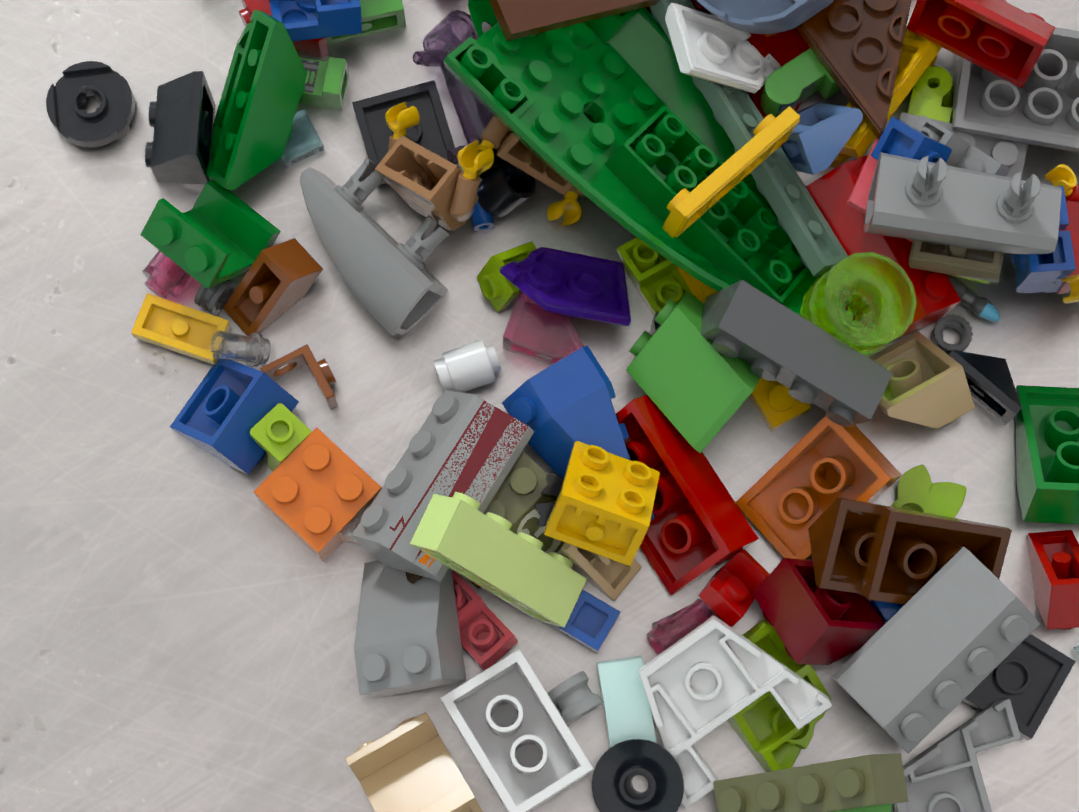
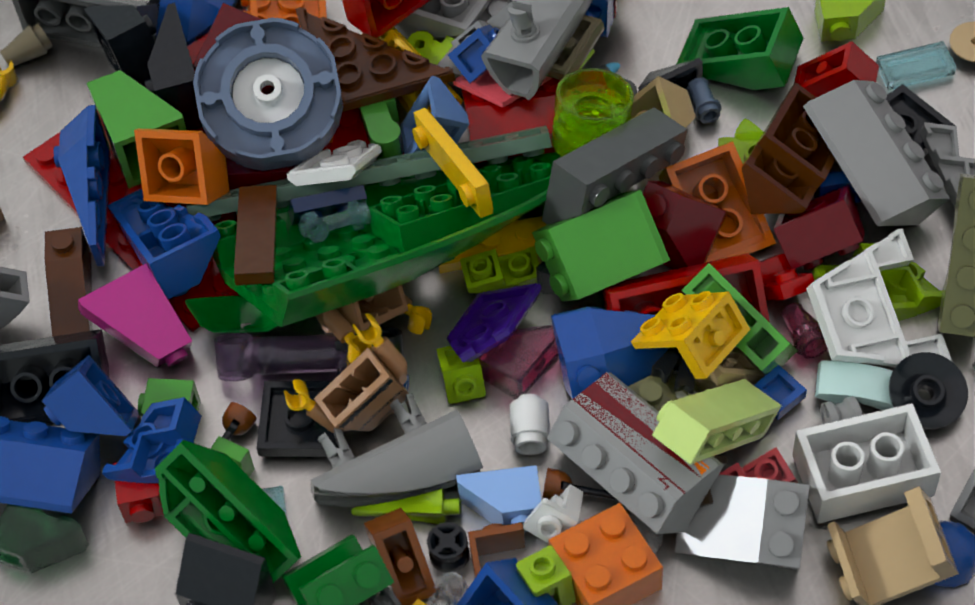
camera: 65 degrees left, 20 degrees down
(295, 323) = (448, 537): none -> black wheel
(341, 299) = (427, 507): none -> lime piece
(355, 431) = (556, 514): none -> white bracket
(370, 373) = (501, 494): none -> light blue slope
(382, 71) = (237, 420): none -> dark orange hinge
(404, 420) = (558, 481): none -> dark orange hinge
(623, 58) = (318, 228): none -> clear light blue bar
(650, 48) = (325, 203): none -> dark blue plate
(650, 579) = (763, 343): none -> bright green slope
(767, 448) = (684, 223): none -> dark red slope
(974, 432) = (706, 107): none -> sand blue pin

